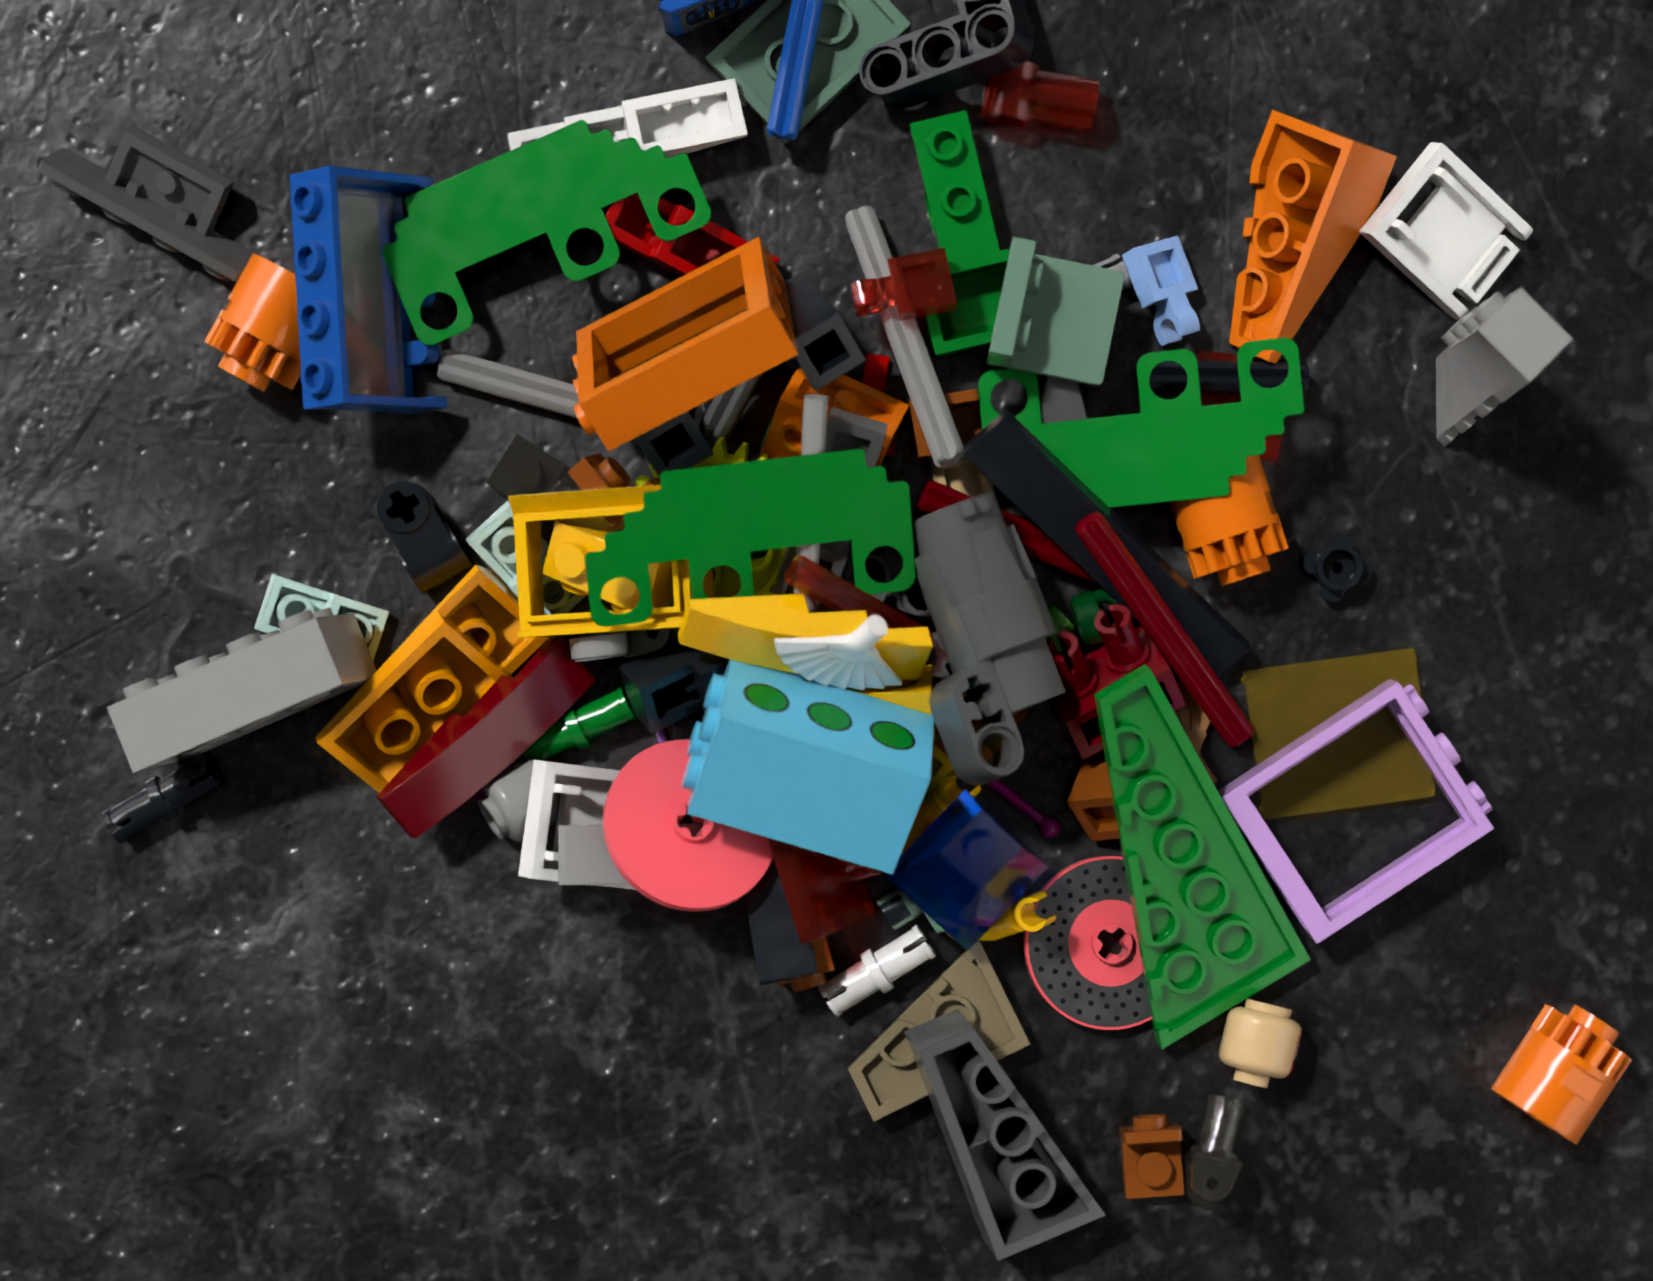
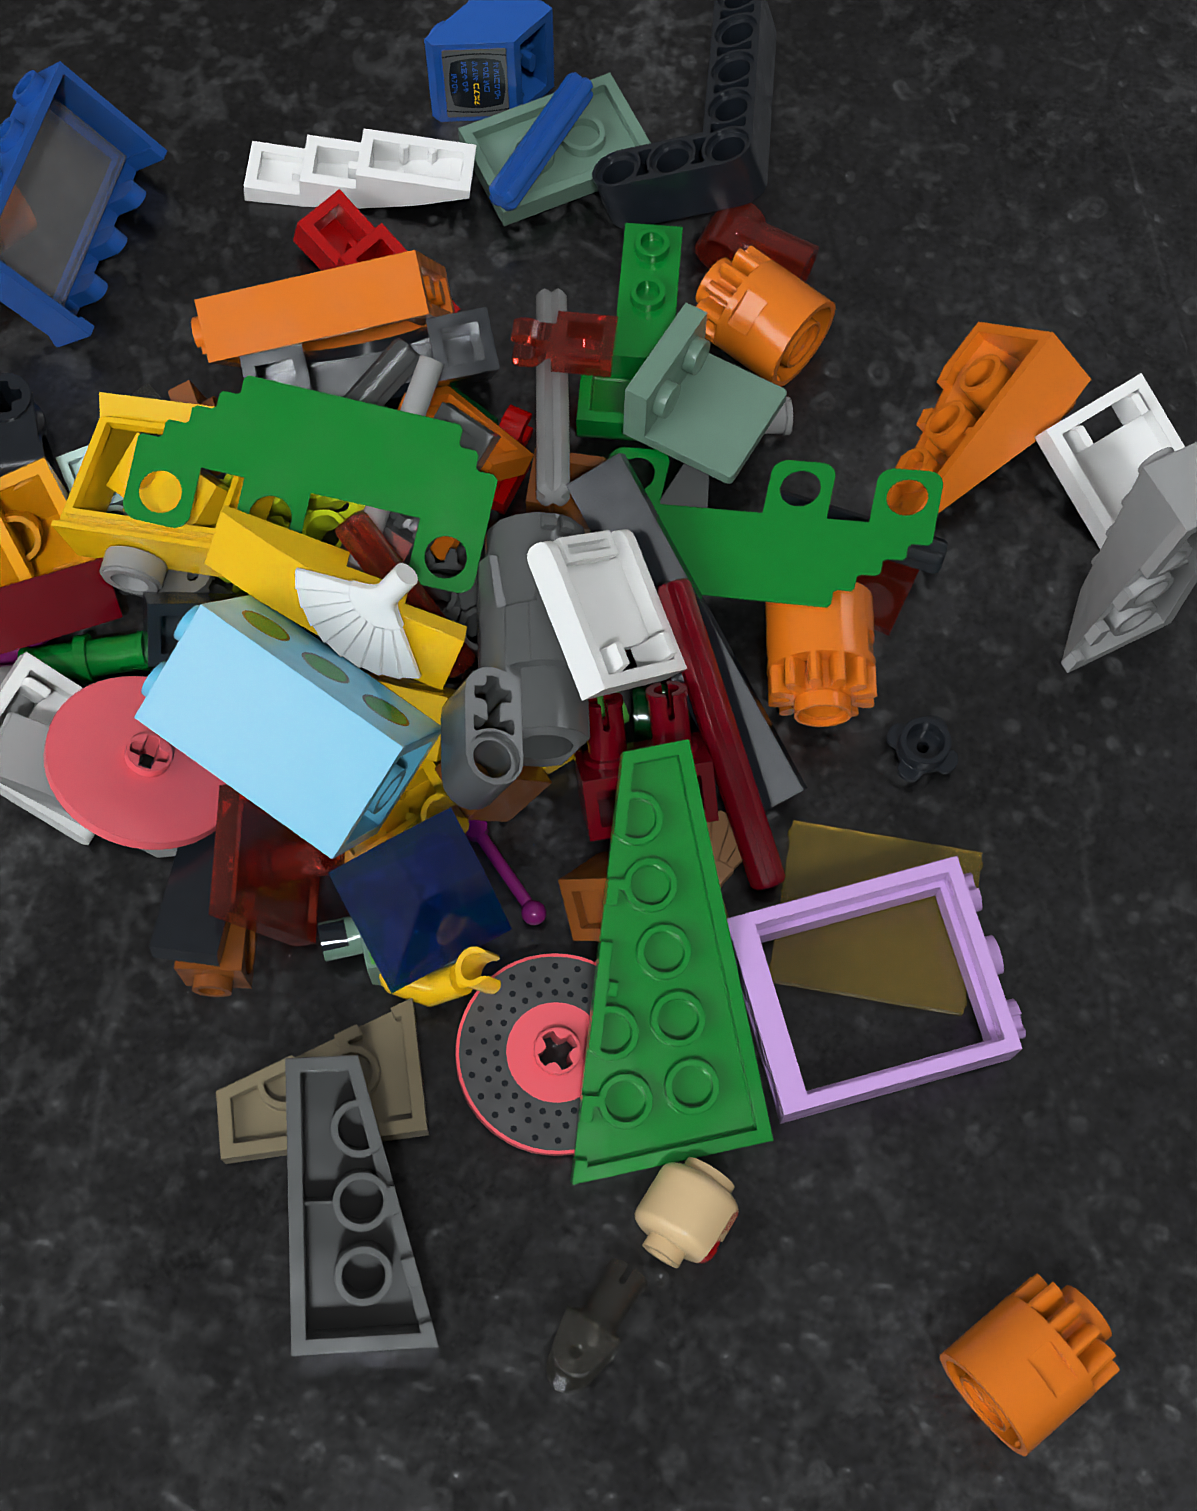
camera: 15 degrees right, 20 degrees down
(508, 382) = (167, 346): light grey axle -> none
(529, 191) = (248, 176): green piece -> none
(877, 970) = (290, 999): white pin -> none
(1033, 571) = (601, 607): none -> white container
(1069, 183) = (763, 315): none -> orange gear
(1151, 1157) = (521, 1310): dark orange bracket -> none
(1163, 280) = (827, 428): light blue plate -> none

